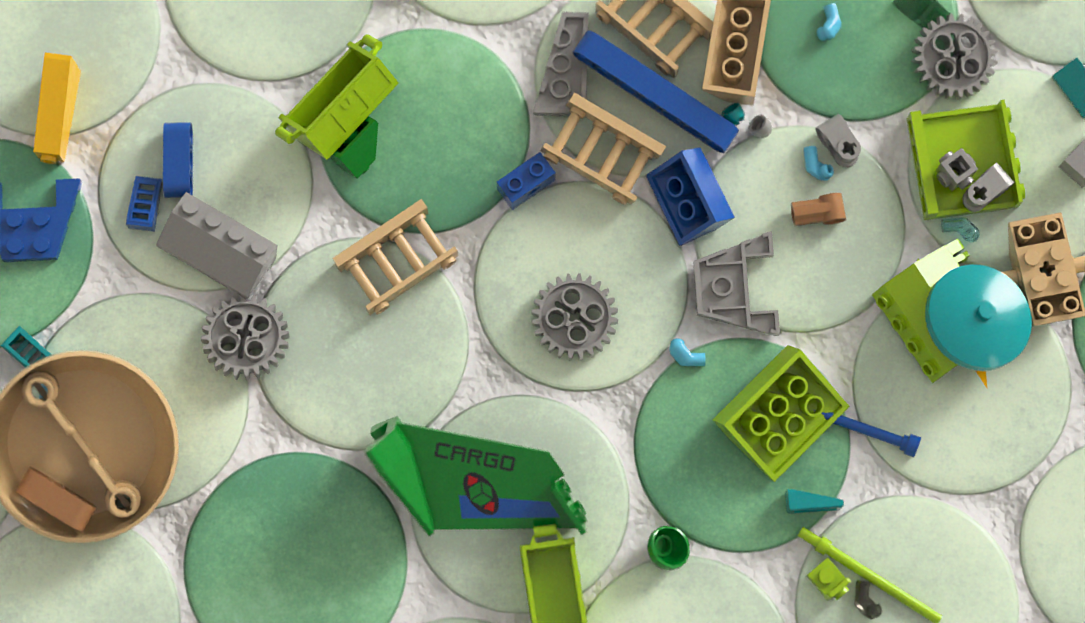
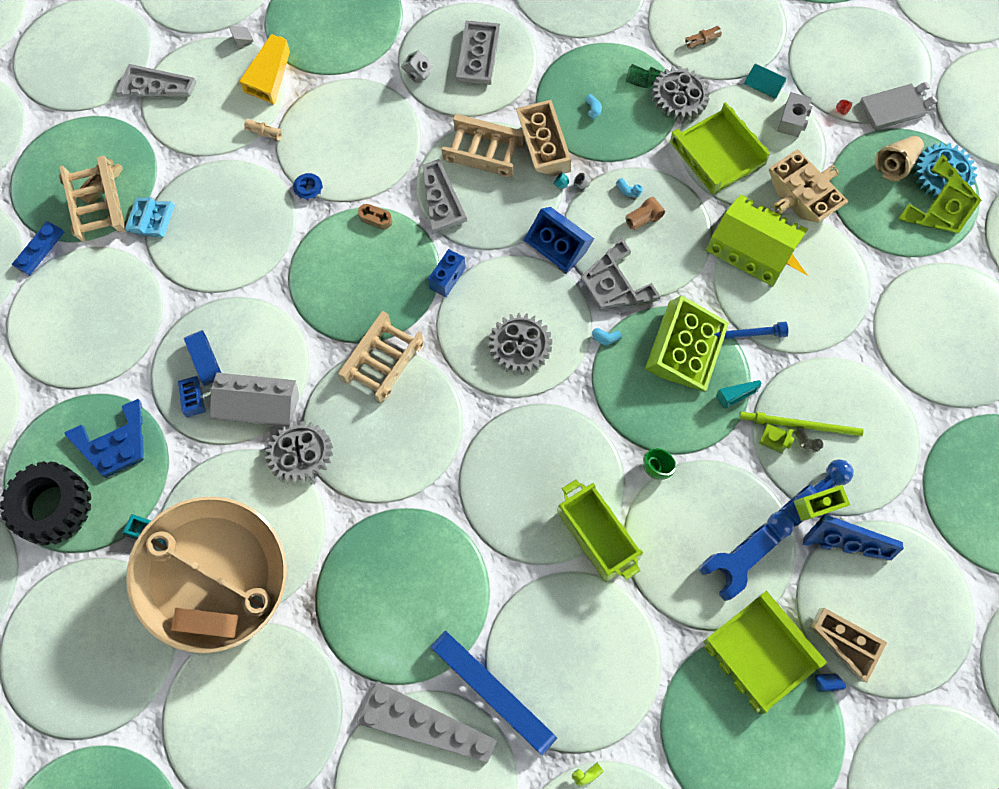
camera: 20 degrees left, 10 degrees down
(56, 107) = (102, 356): yellow slope -> none
(339, 100) = (299, 271): lime container -> none
(359, 149) = (319, 297): green slope -> none
(466, 61) = (375, 215): none -> medium nougat beam
(471, 480) = (505, 474): green piece -> none
(625, 136) = (498, 217): tan fence -> none
(655, 91) = (505, 185): blue beam -> none
(836, 137) = (635, 166): light grey piece -> none
(962, 163) = (719, 152): light grey brick -> none
(962, 226) = (740, 187): clear light blue arm -> none
(978, 317) = (784, 228): teal dish -> none
(988, 186) = (743, 155): light grey piece -> none

